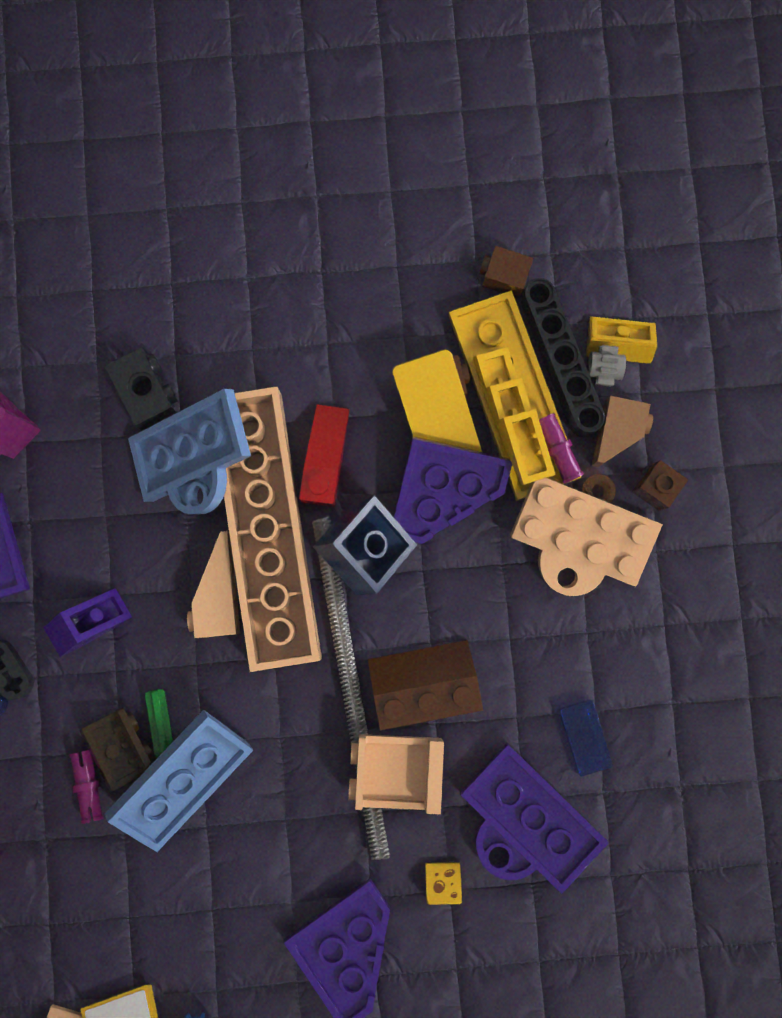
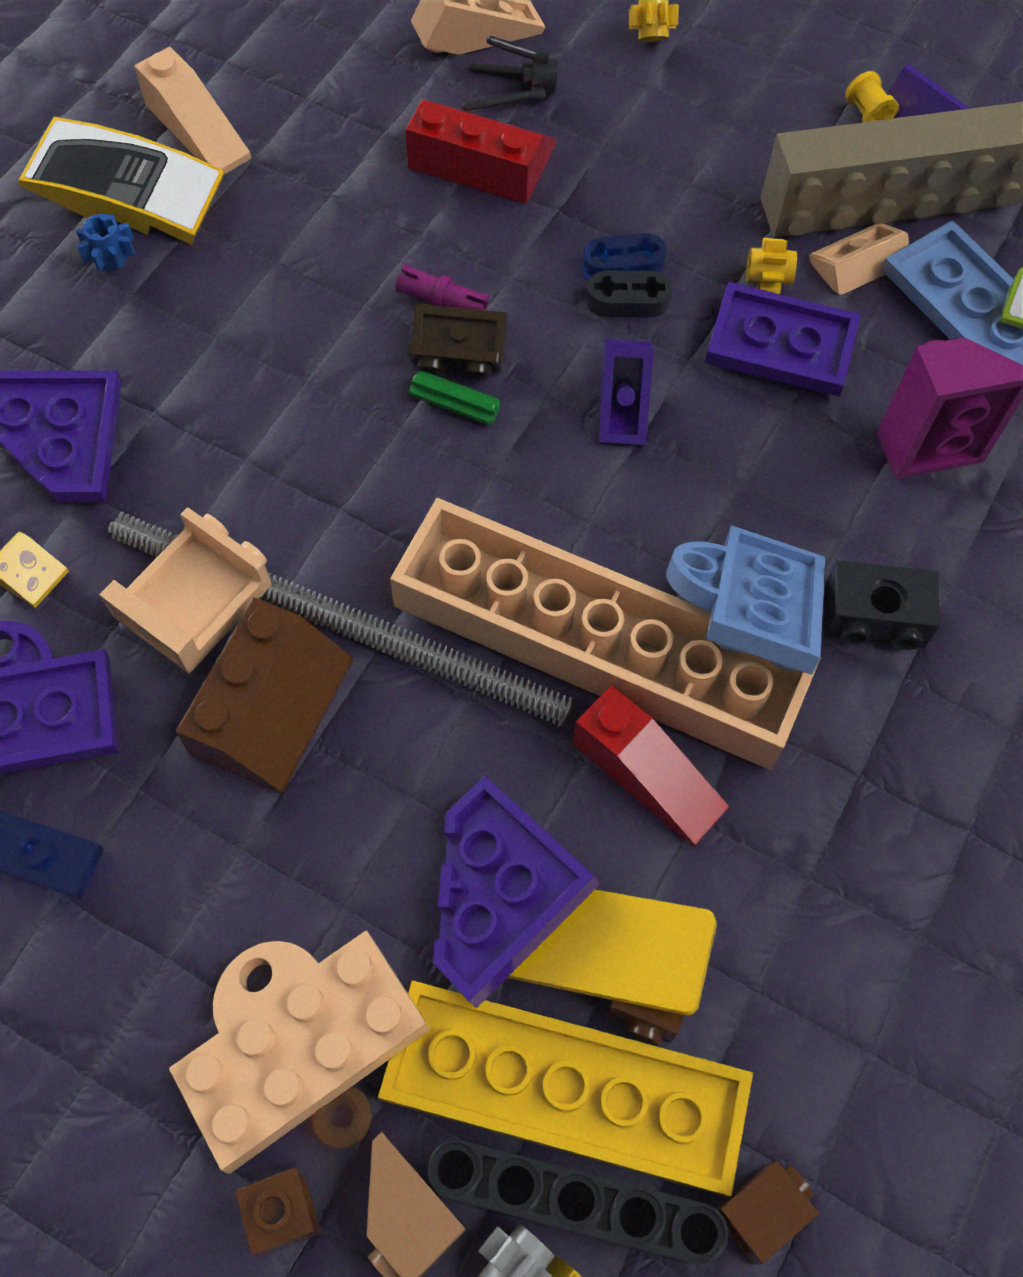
camera: 125 degrees right, 20 degrees down
(179, 781) = (374, 373): medium blue plate -> none
(216, 599) = (551, 516): light nougat slope -> none
(365, 546) = (491, 732): dark blue slope -> none
(513, 417) = (533, 1049): yellow slope -> none
(560, 449) = (441, 1086): magenta pin -> none

